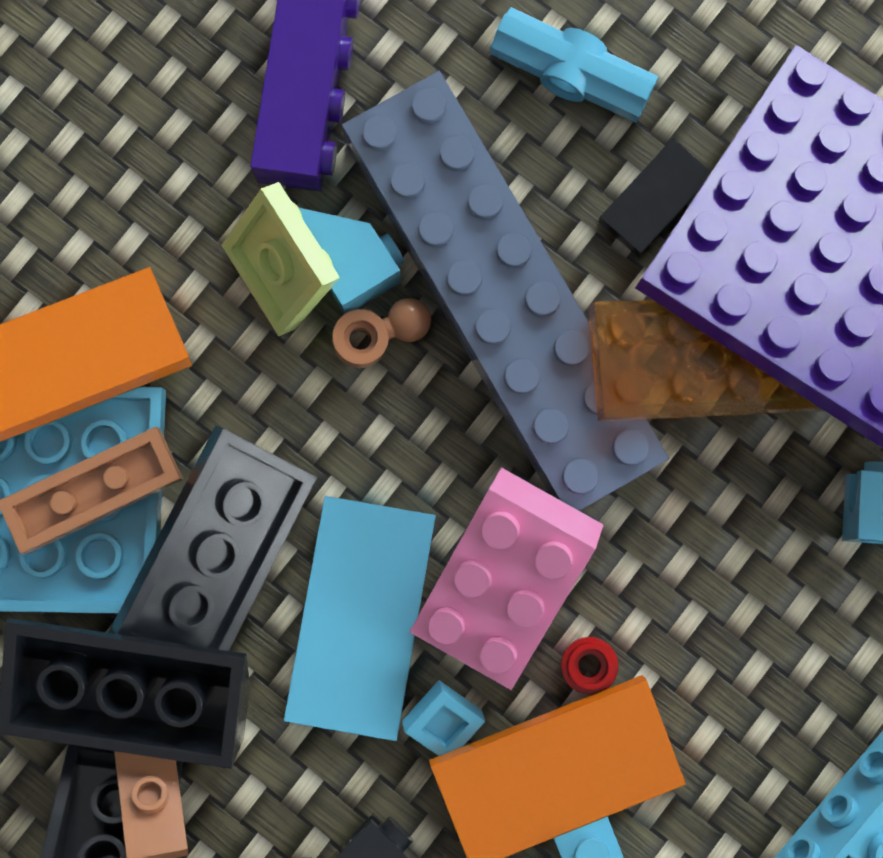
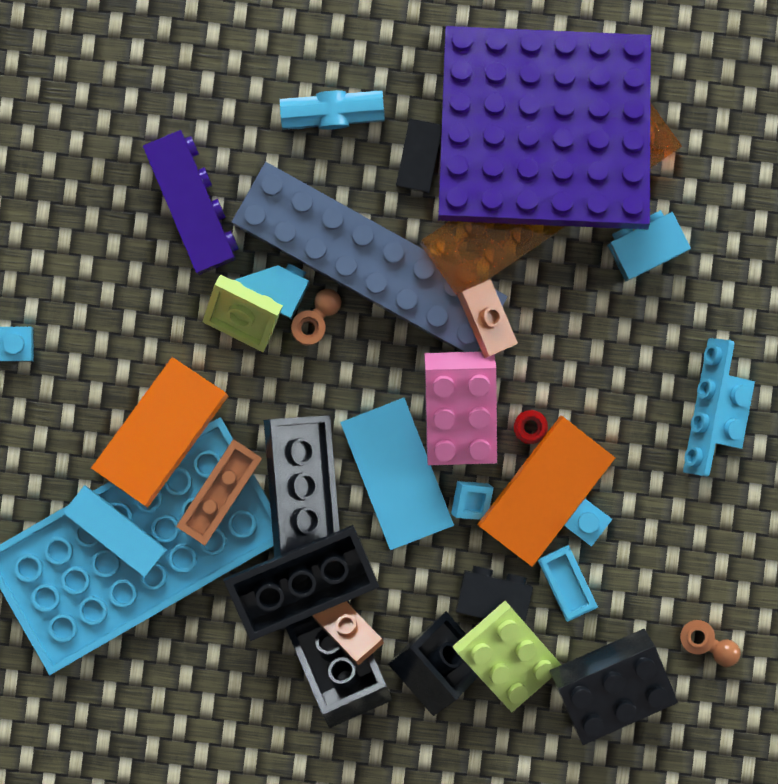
camera: 30 degrees left, 5 degrees up
(623, 470) = (487, 318): none -> plate

